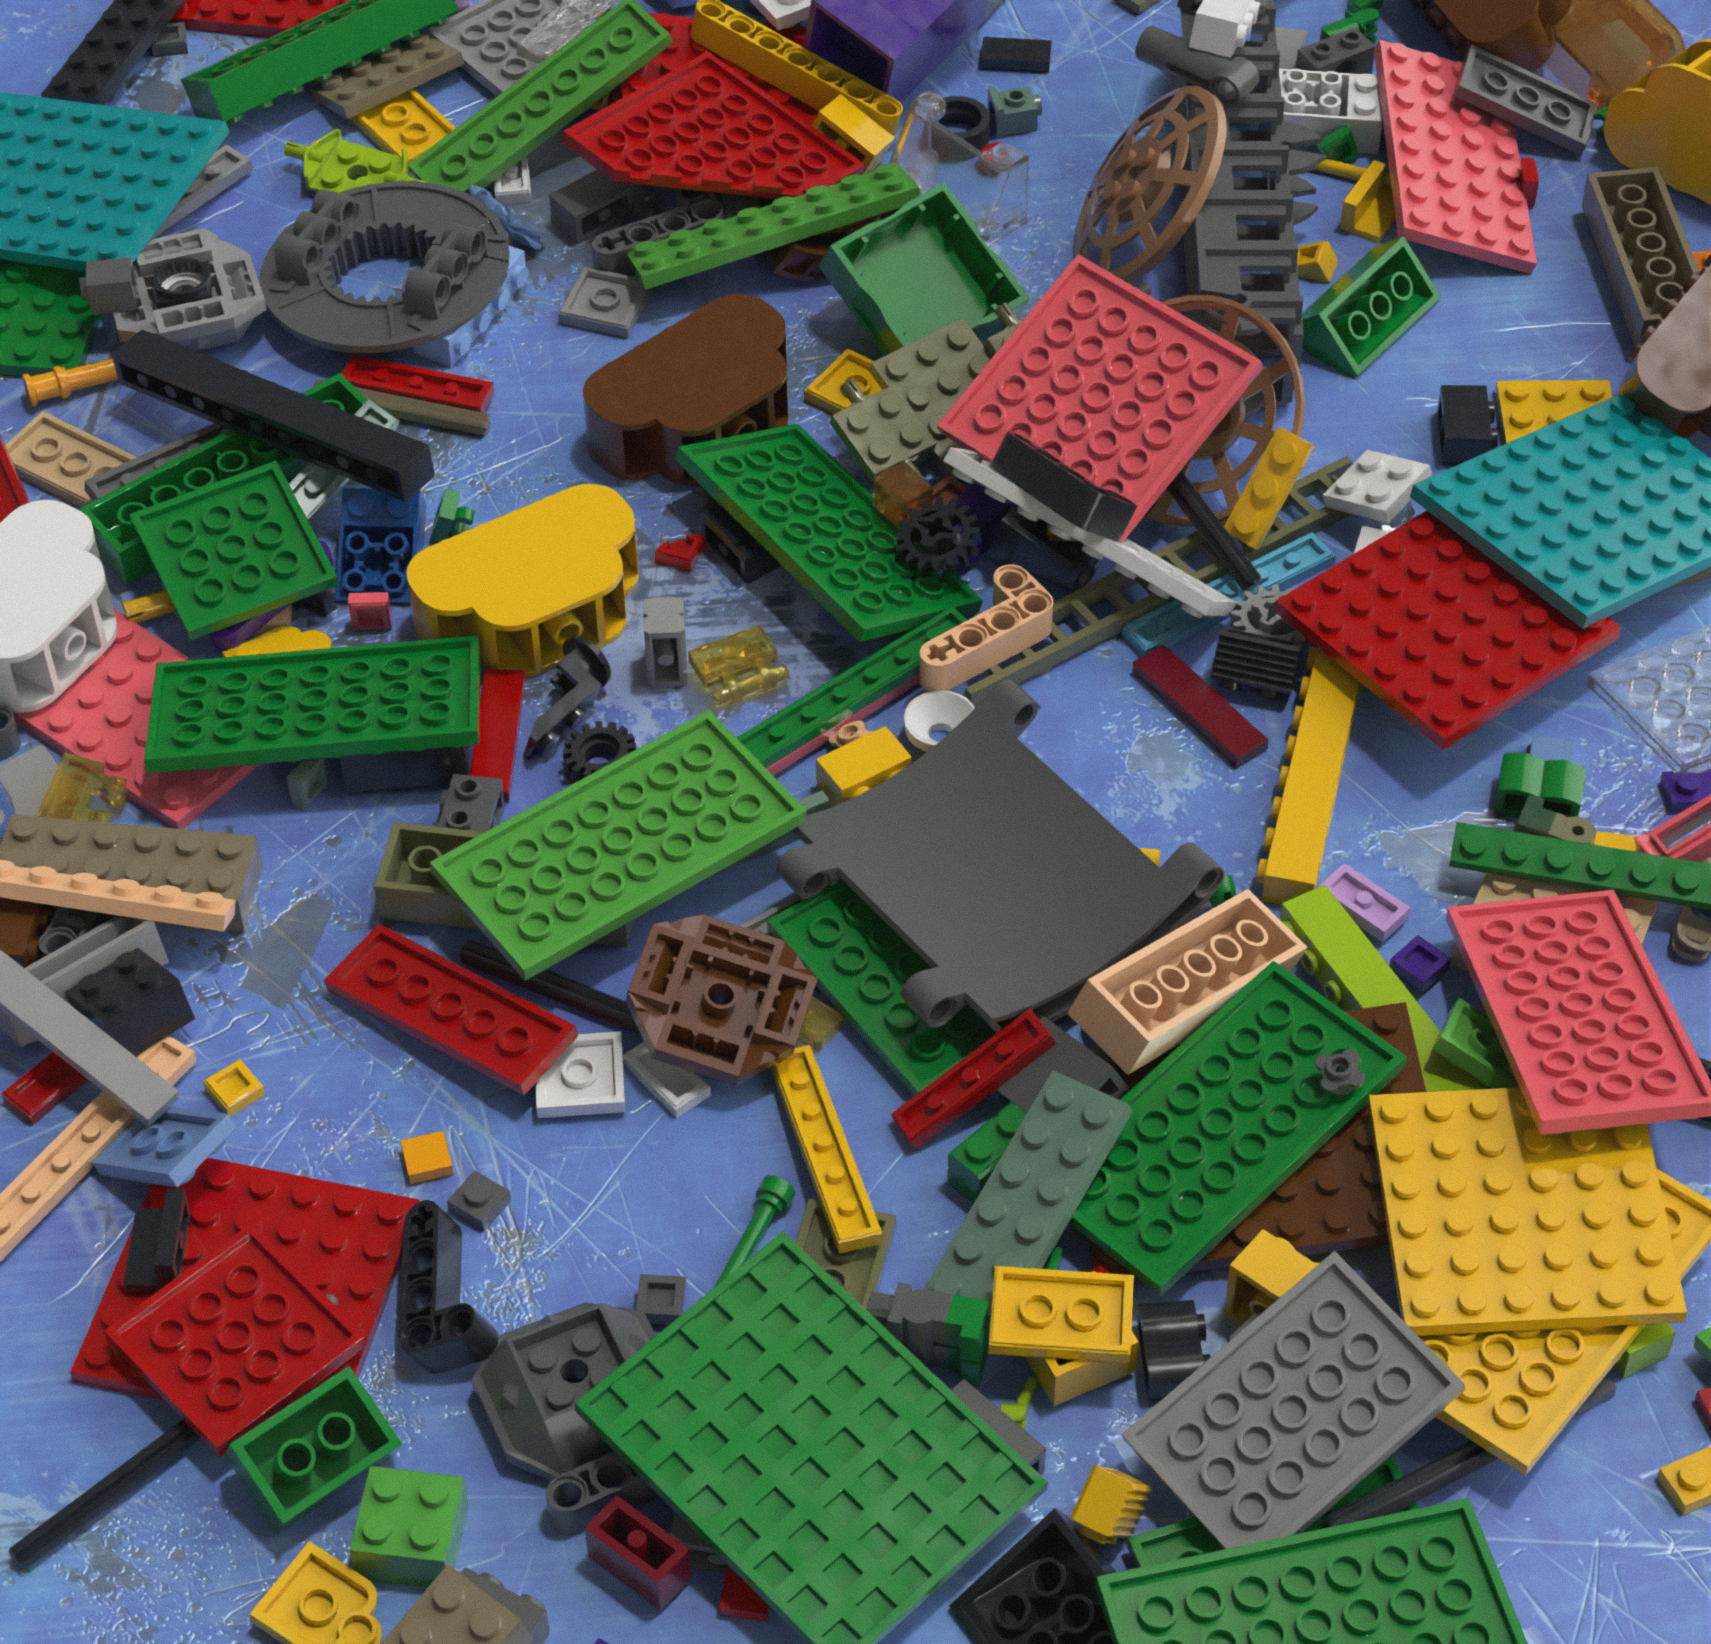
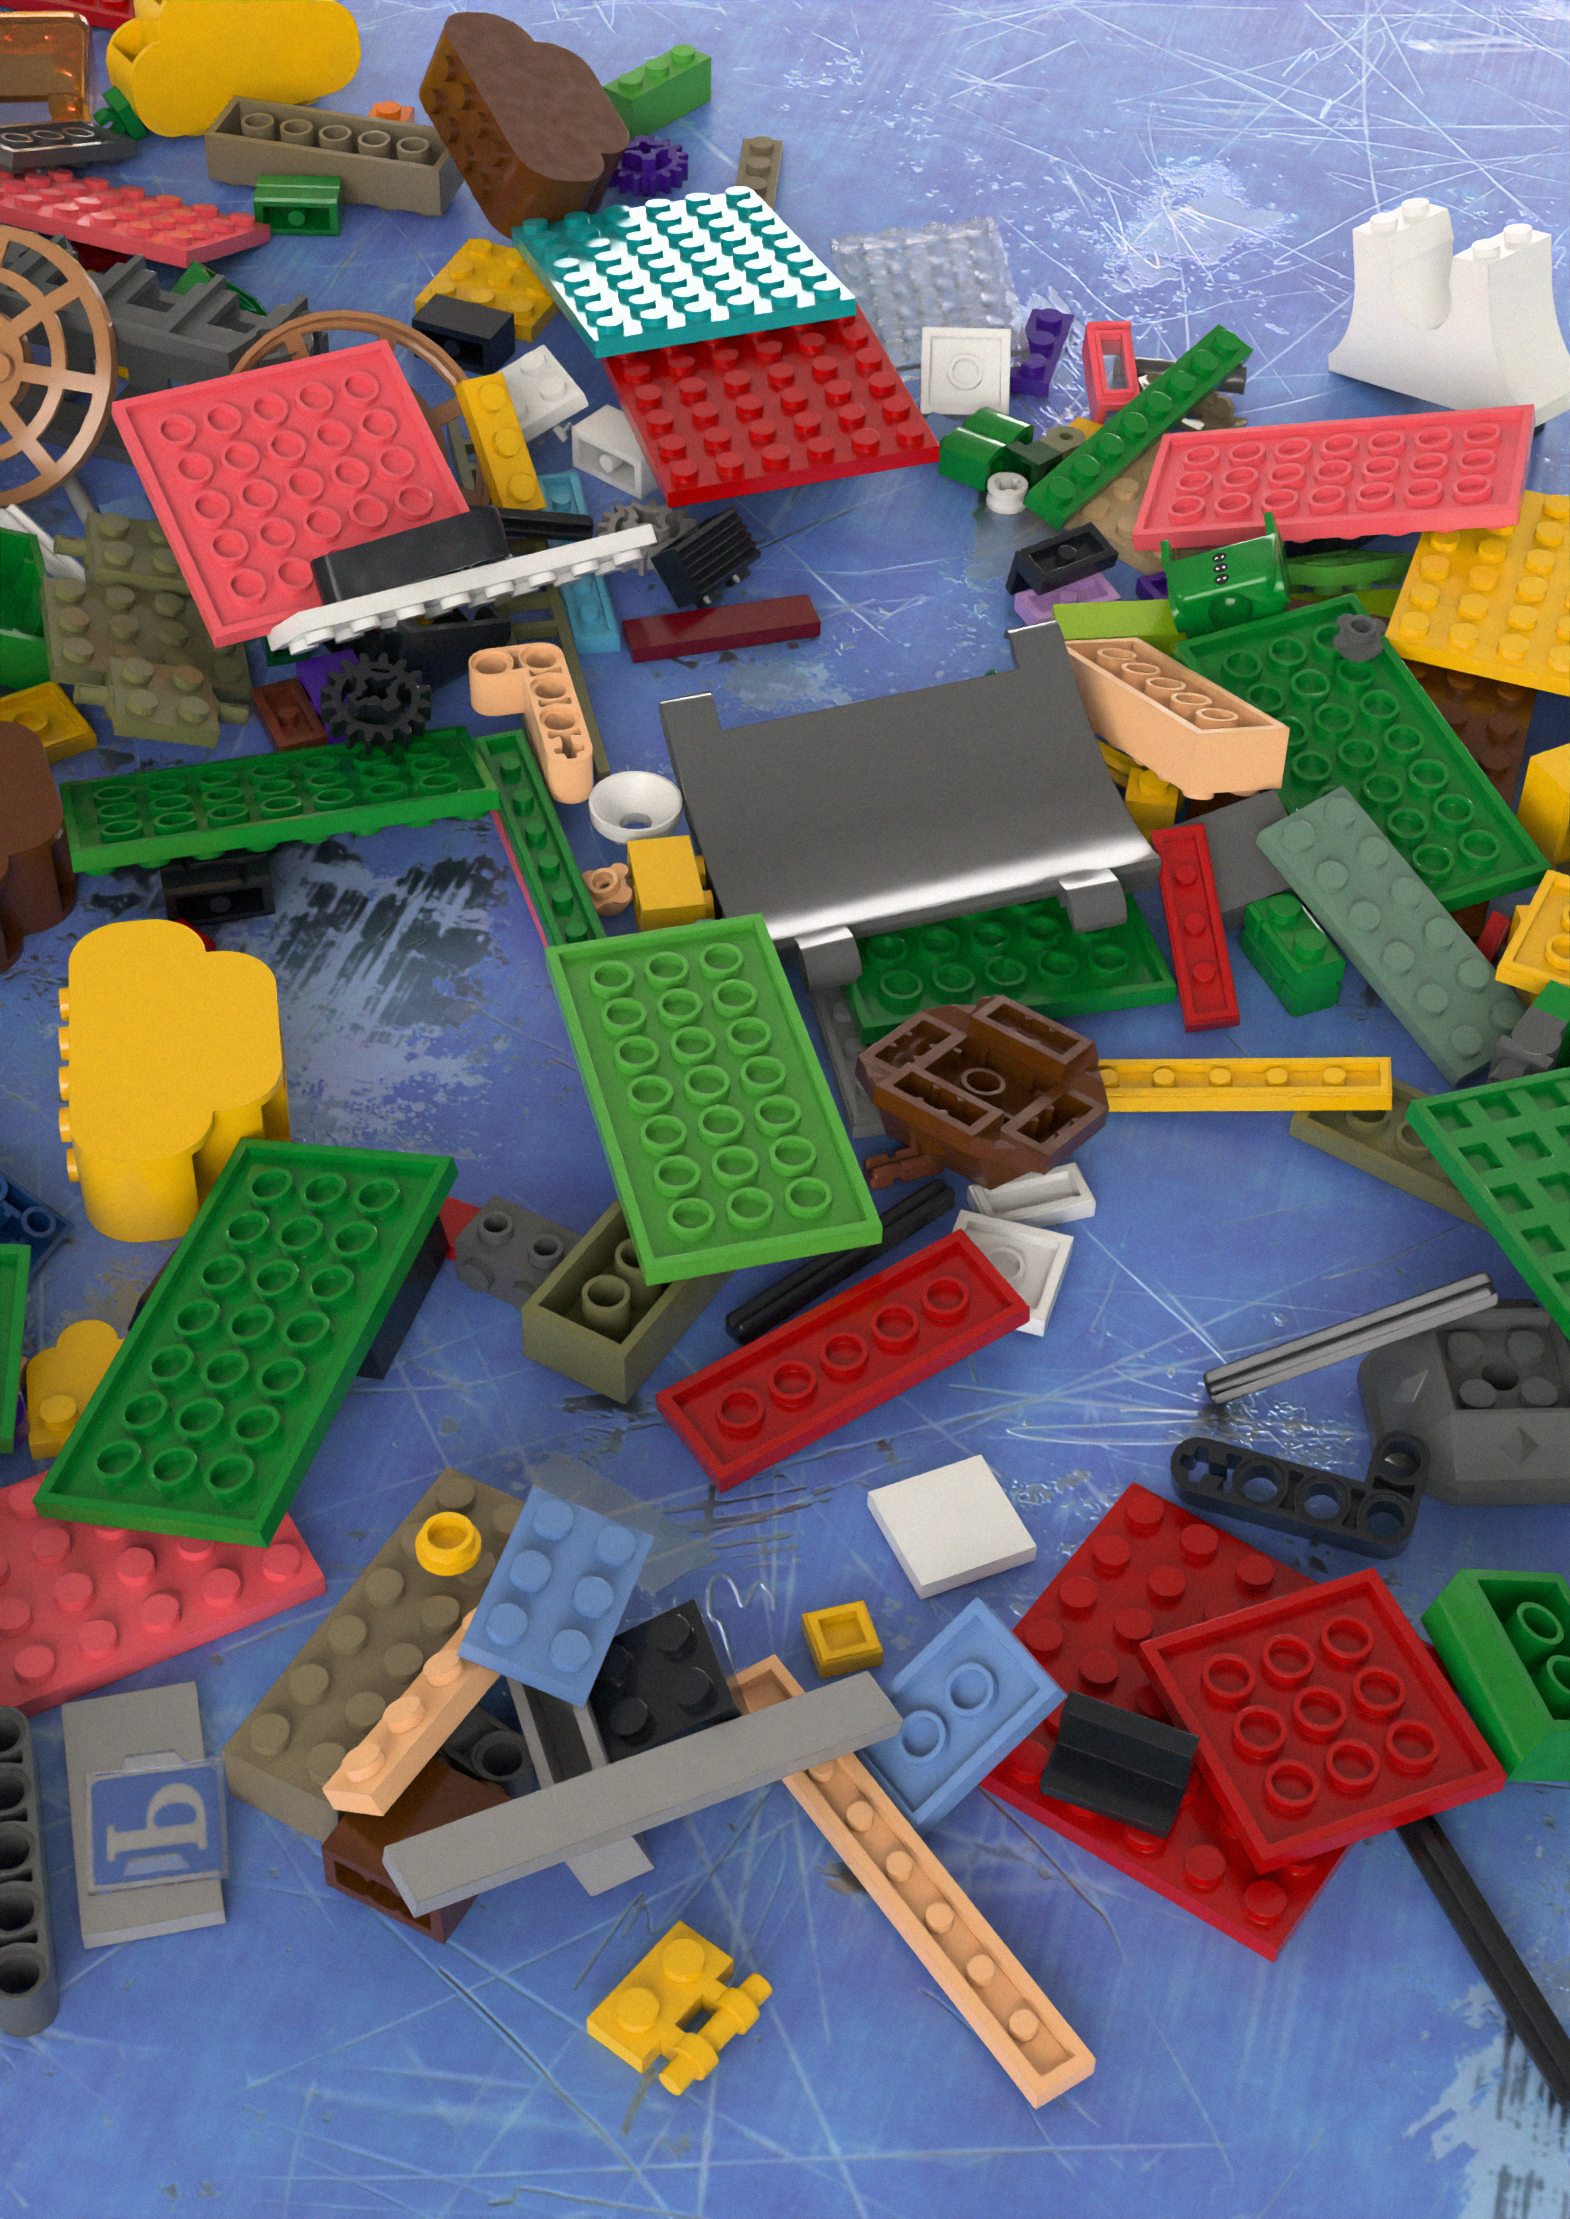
camera: 70 degrees left, 5 degrees down
(43, 1088) = (727, 1864): red tile -> none
(75, 786) = (205, 1676): clear yellow plate -> none
(149, 911) = (556, 1597): none -> medium blue plate
(177, 850) = (448, 1544): none -> yellow plate
(306, 782) = (354, 1420): sand green tile -> none
(347, 1115) = (951, 1526): none -> white tile
(370, 611) = (75, 1261): coral tile -> none
(427, 1157) = (1059, 1461): light orange tile -> none
(479, 1200) = (1150, 1428): dark grey plate -> none
(568, 1273) = (1351, 1338): none -> axle
(579, 679) = (353, 1087): black piece -> none
(593, 742) = (490, 1089): black tyre -> none
(661, 1297) = (1378, 1286): dark grey plate -> none
(665, 642) = (361, 981): light grey brick -> none
(735, 656) = (404, 952): clear yellow plate -> none
(773, 1197) = (1267, 1154): green piece -> none
(898, 490) = (273, 720): clear orange brick -> none
(1310, 781) = (882, 577): yellow brick -> none
(1375, 978) = (1228, 583): none -> green piece
(1398, 877) = (1061, 560): none -> black panel
(1500, 812) = (1006, 493): none -> white bush
(1529, 180) = (153, 181): red tile -> none
(1573, 267) = (300, 204): none -> green brick
(1624, 739) = (964, 371): none -> white plate

